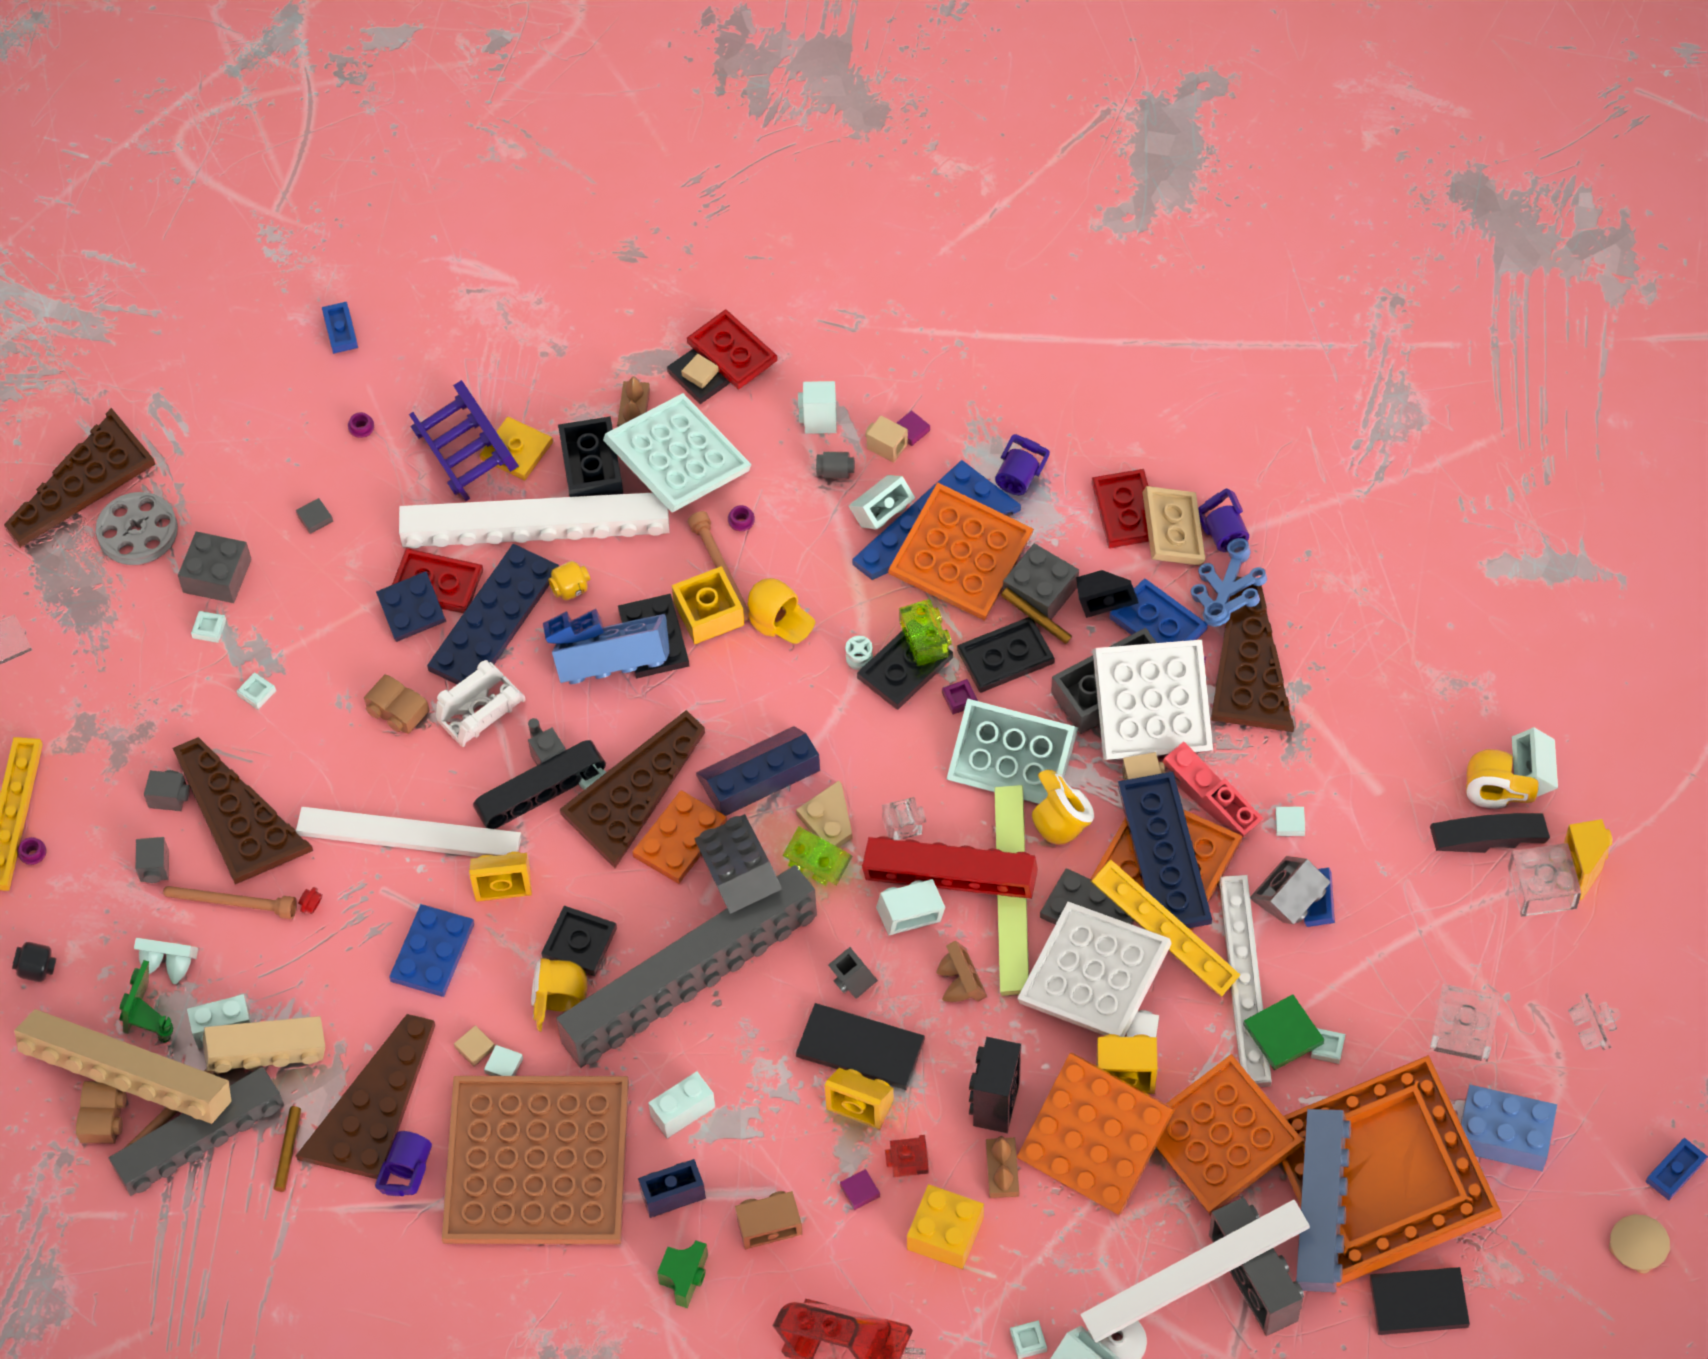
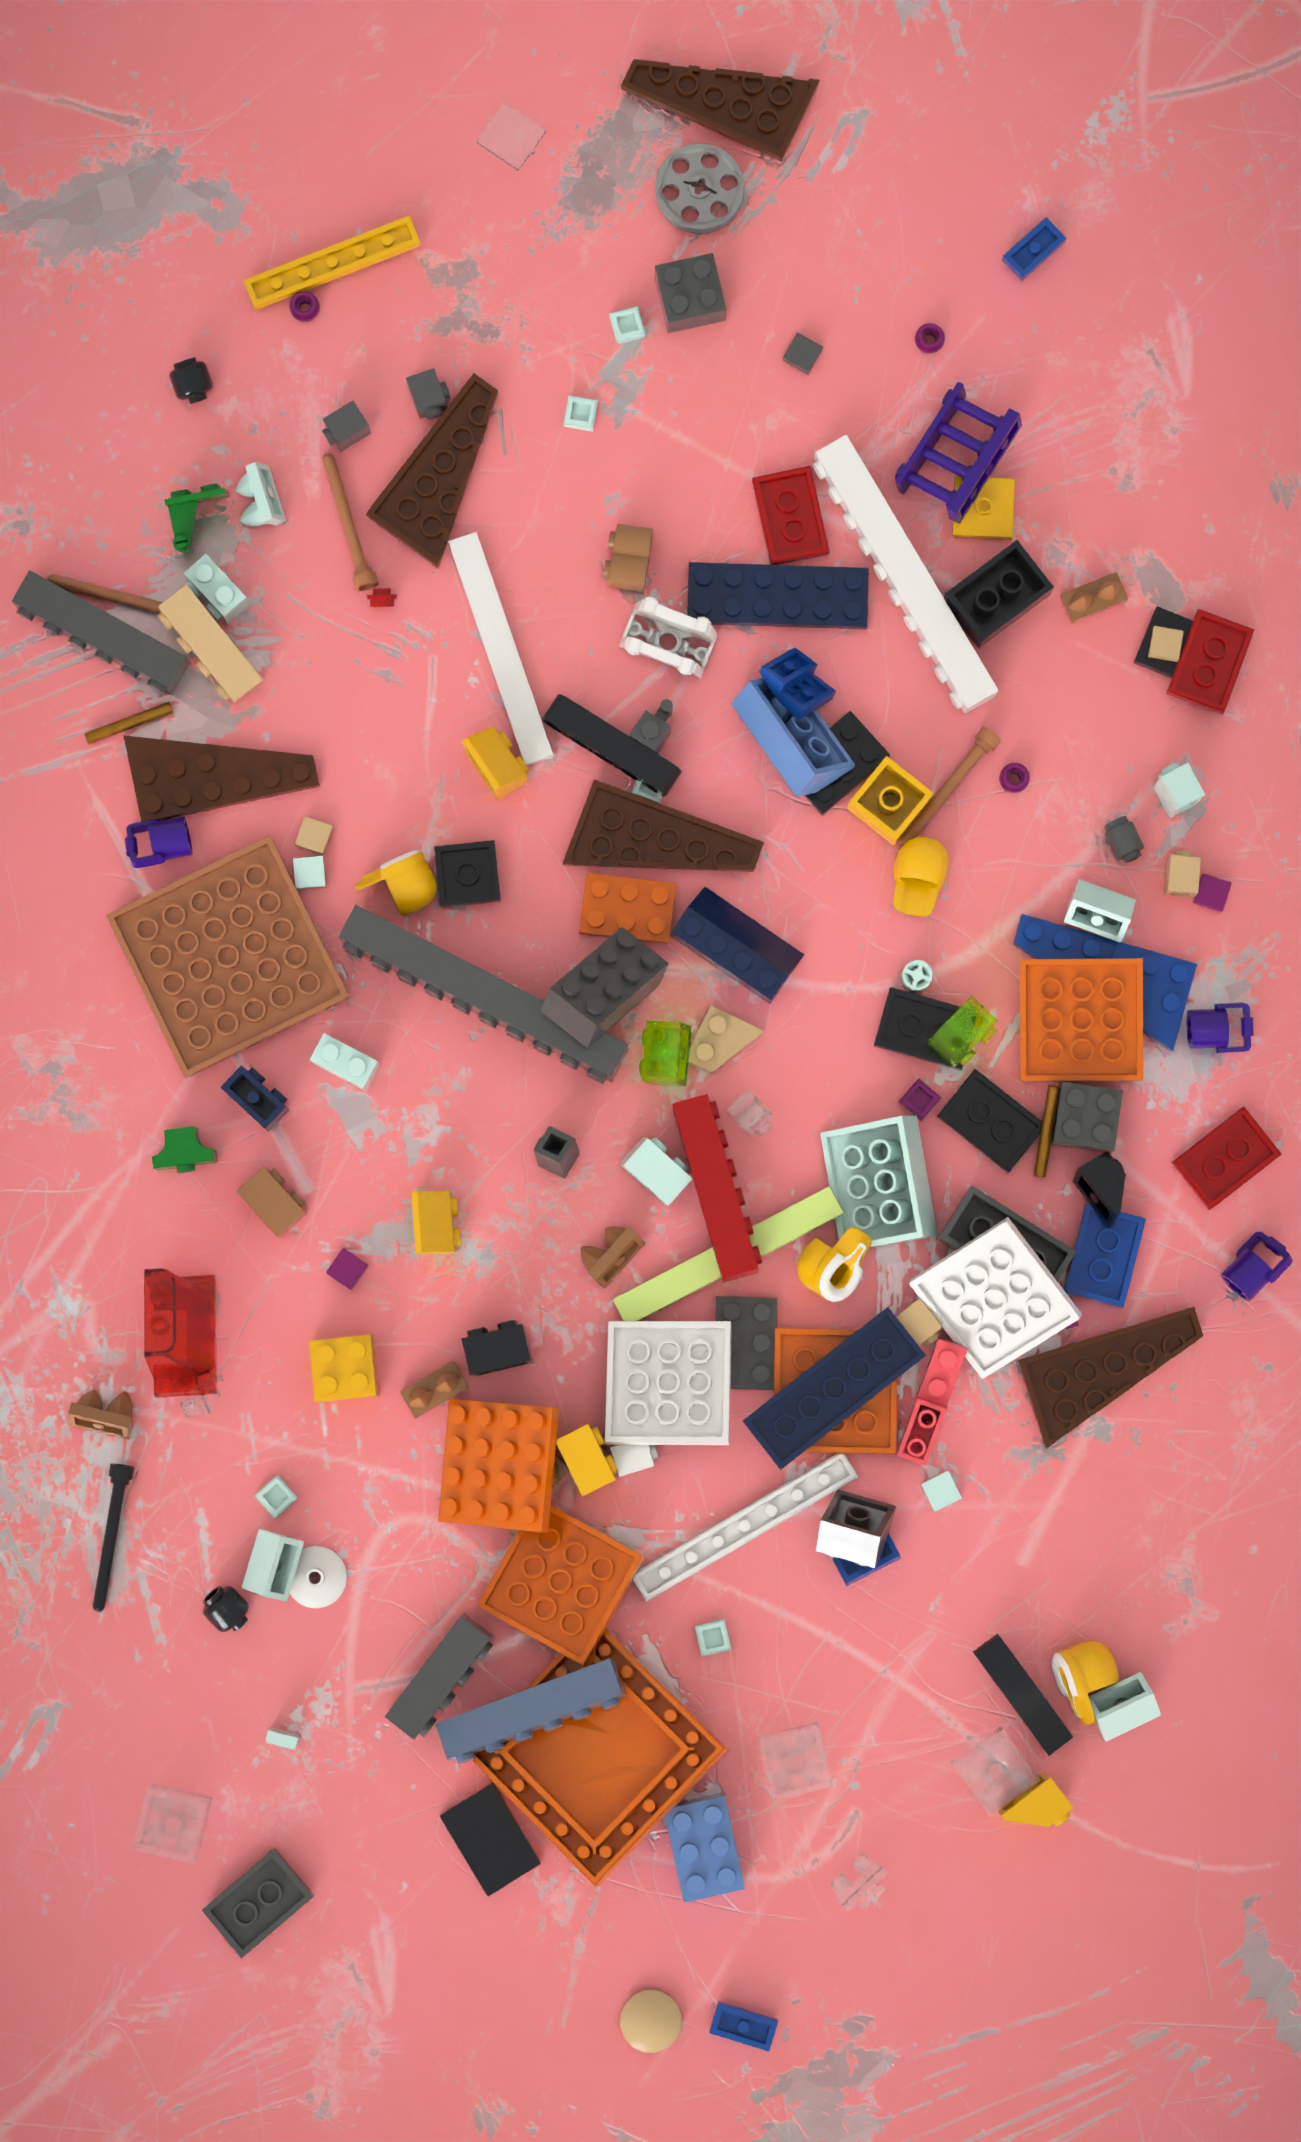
camera: 60 degrees right, 25 degrees up
(99, 1113) = (75, 533): medium nougat brick -> none
(123, 1066) = (120, 529): tan brick -> none
(411, 606) = (745, 509): dark blue plate -> none
(432, 950) = (391, 740): blue plate -> none
(569, 580) = (851, 648): yellow head -> none
(677, 452) = (1049, 676): light aqua plate -> none
(860, 1044) = (492, 1195): black tile -> none
(913, 1164) = (407, 1305): clear red brick -> none
(1157, 919) = (744, 1430): yellow plate -> none
(1173, 525) = (1223, 1218): tan plate -> none
(1195, 1271) = (394, 1628): white tile -> none
(1219, 611) = (1175, 1307): medium blue plant -> none
(1283, 1032) = (700, 1591): green tile -> none

